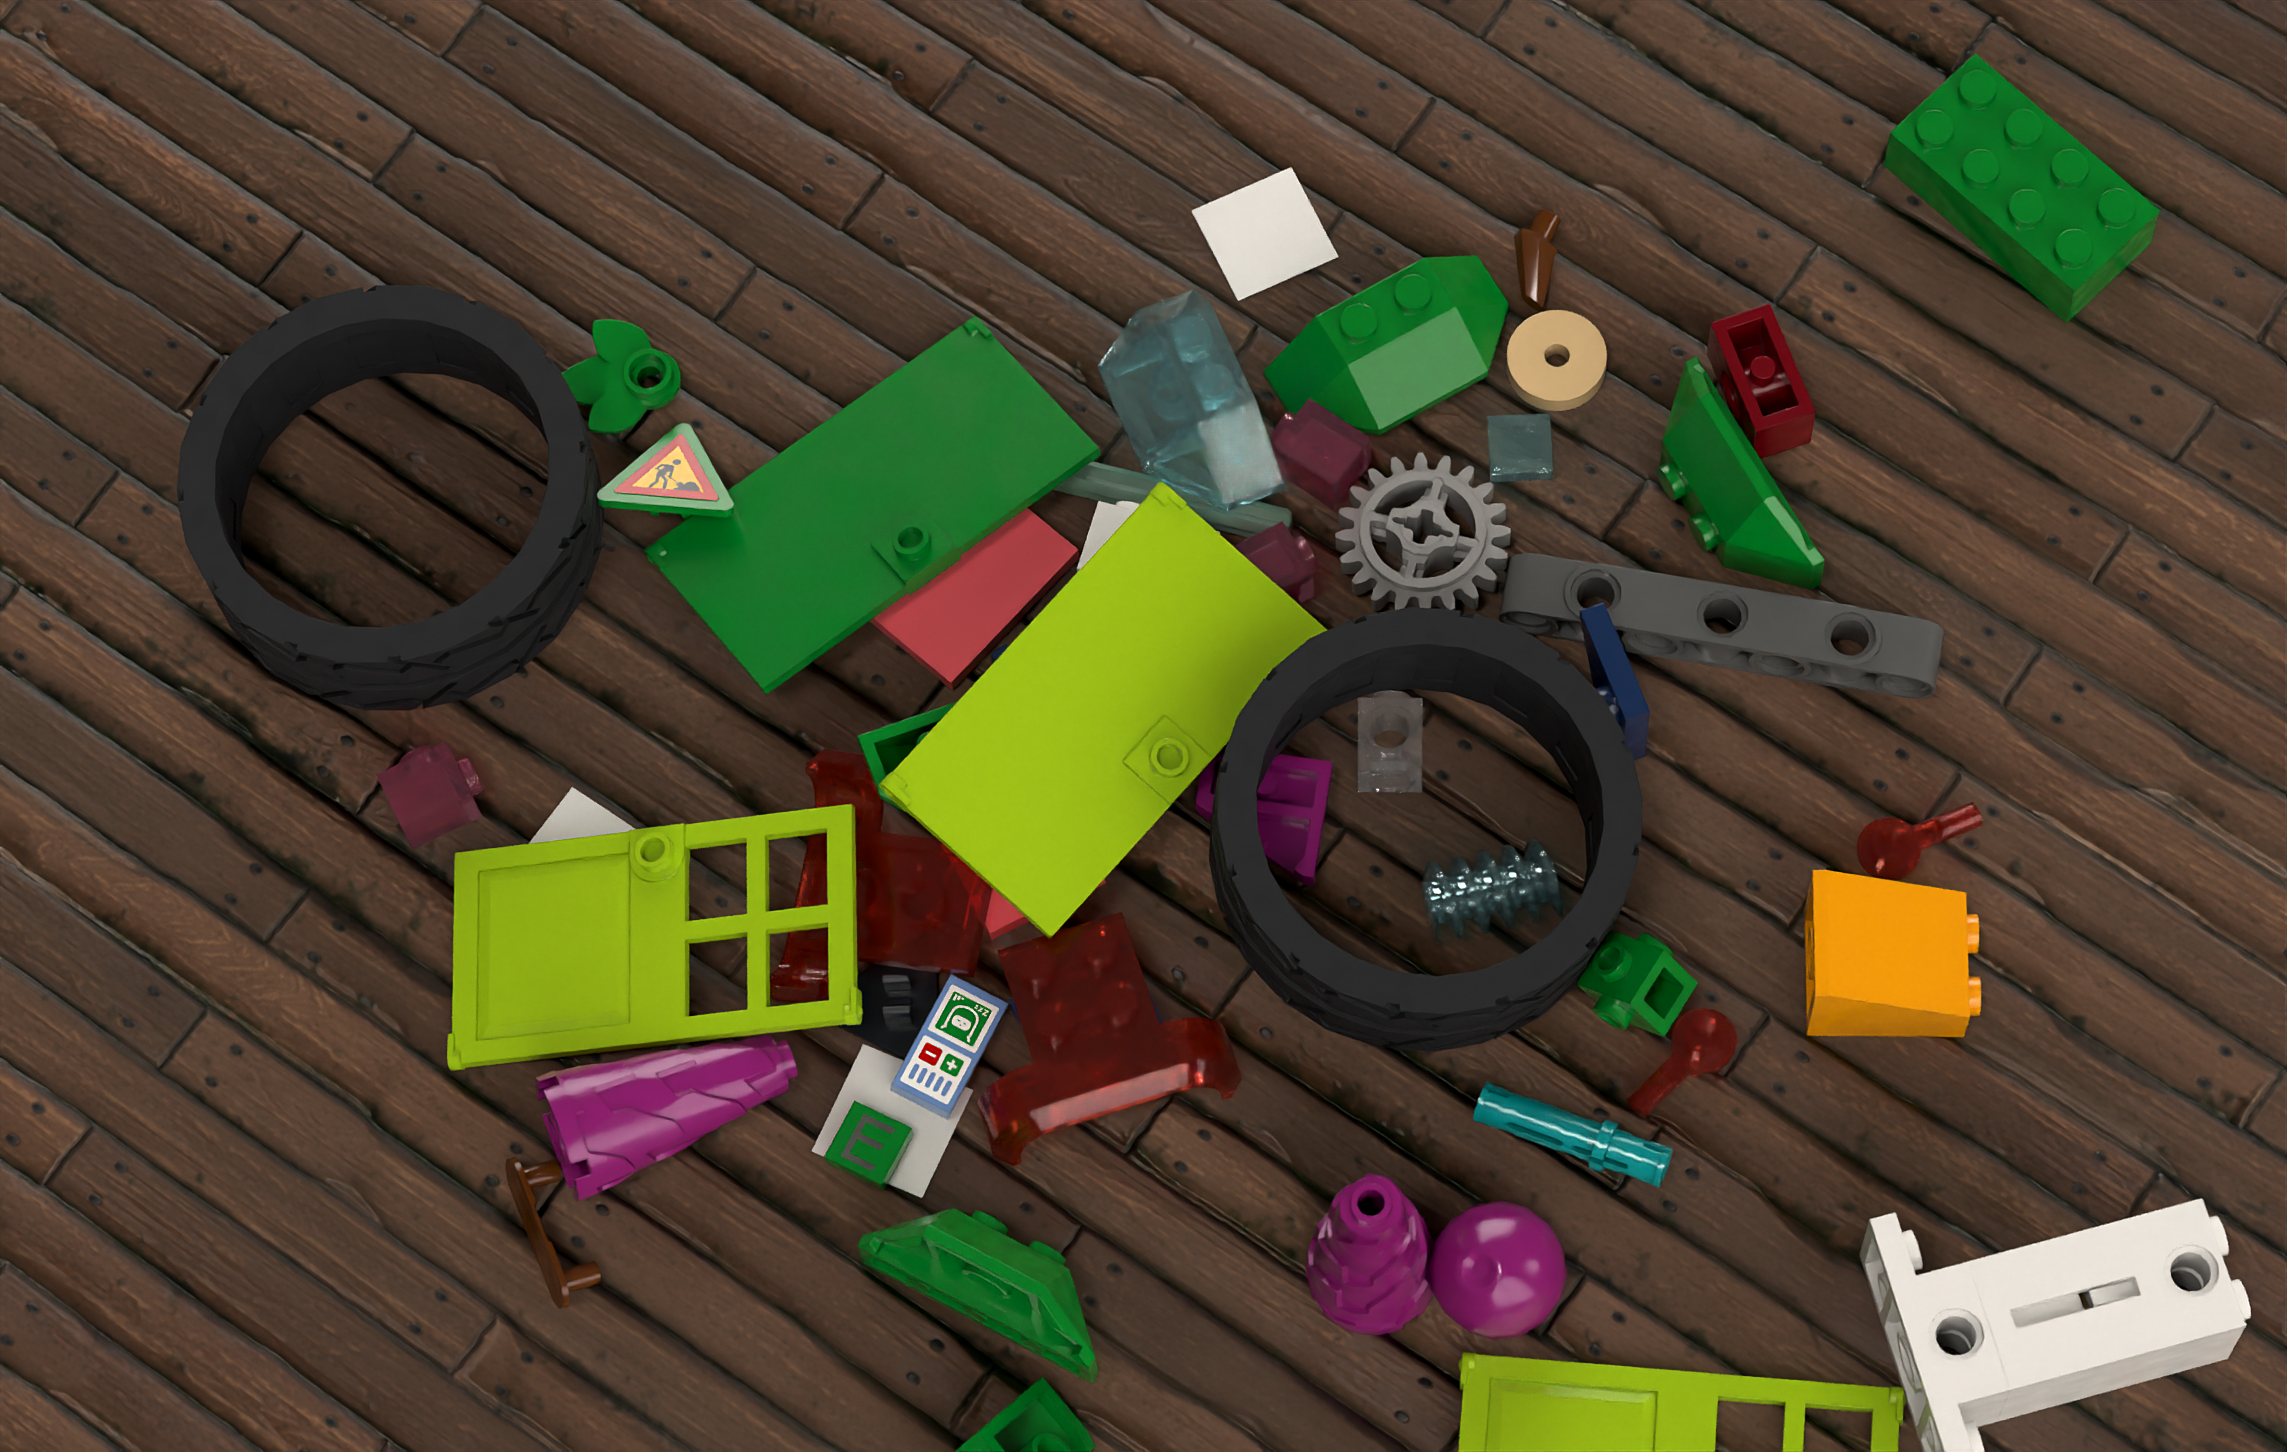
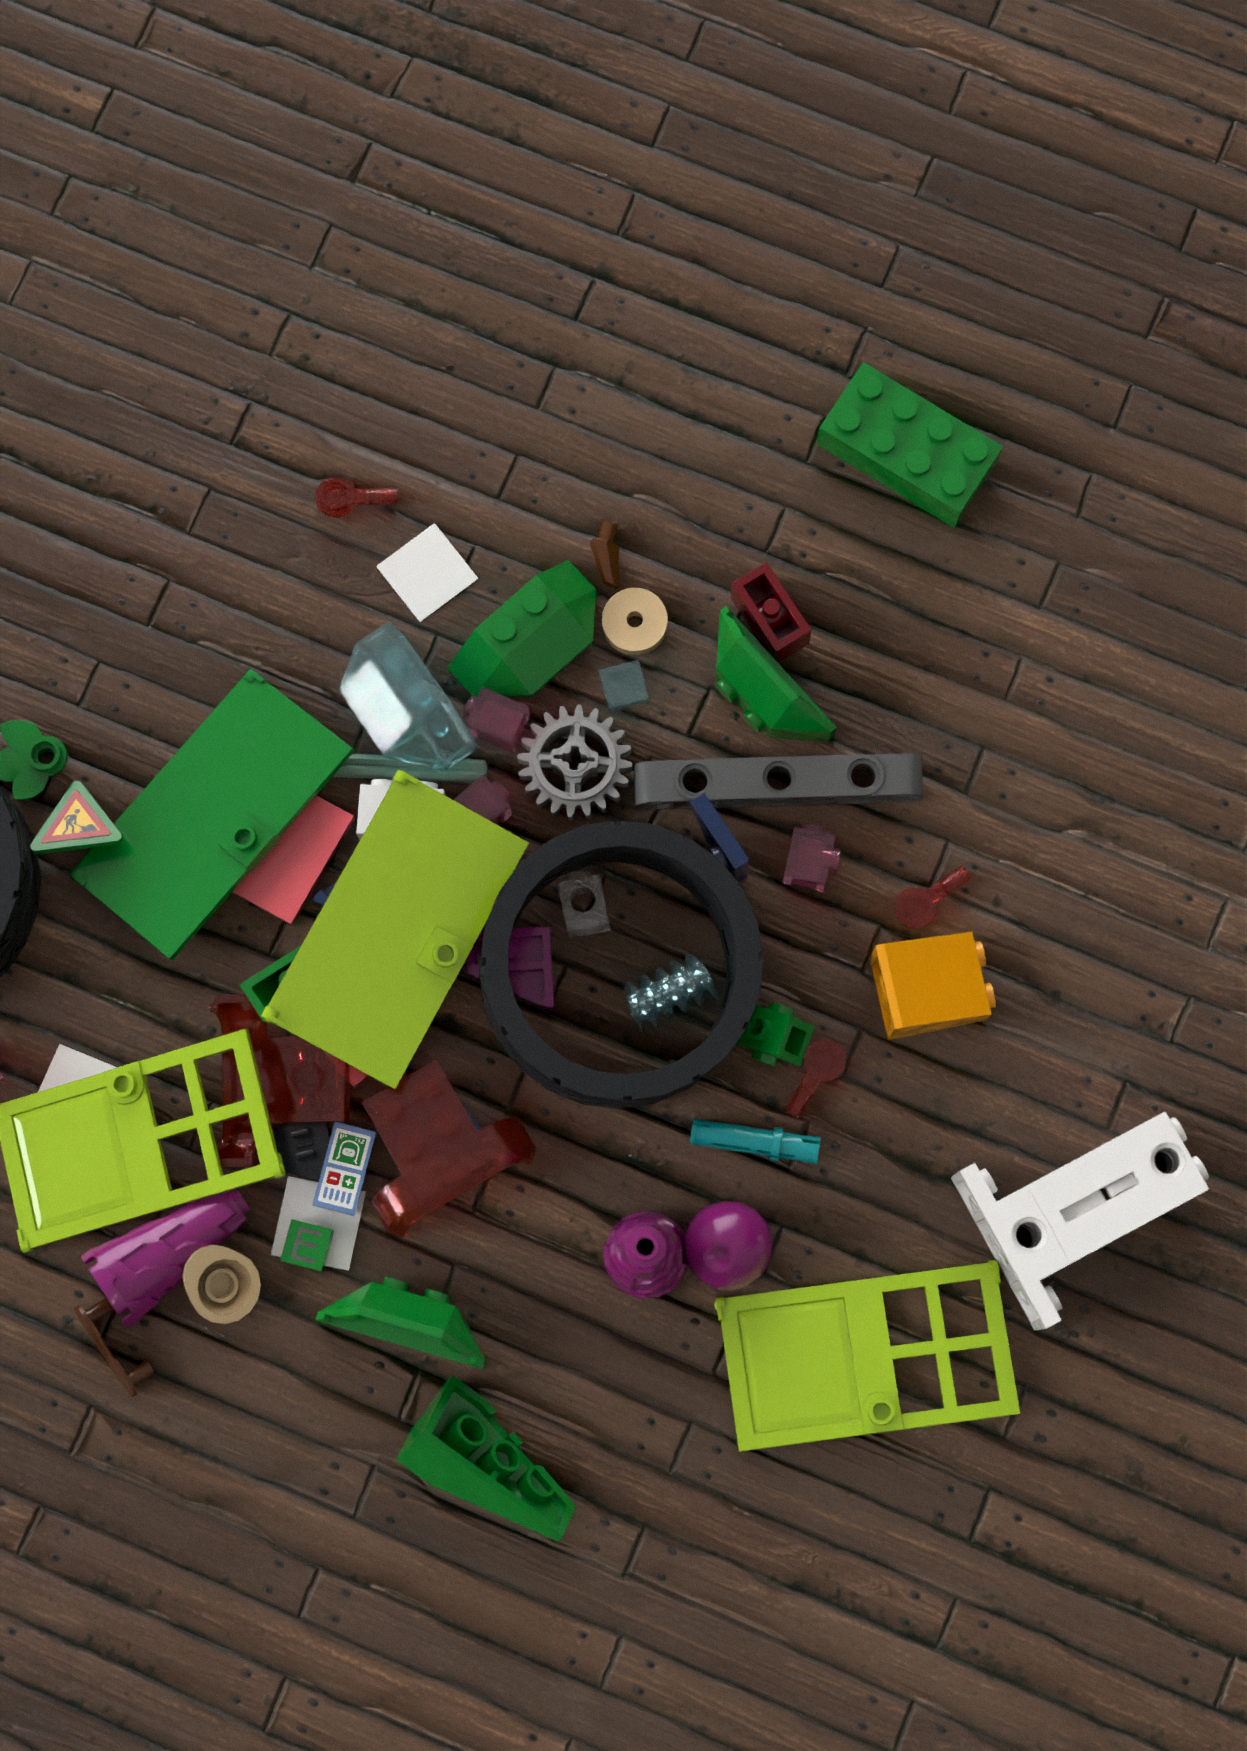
camera: 15 degrees left, 10 degrees up
(730, 1166) = (221, 1284): none -> tan piece
(1158, 102) = (338, 497): none -> clear red plate
(1745, 744) = (811, 857): none -> clear pink brick

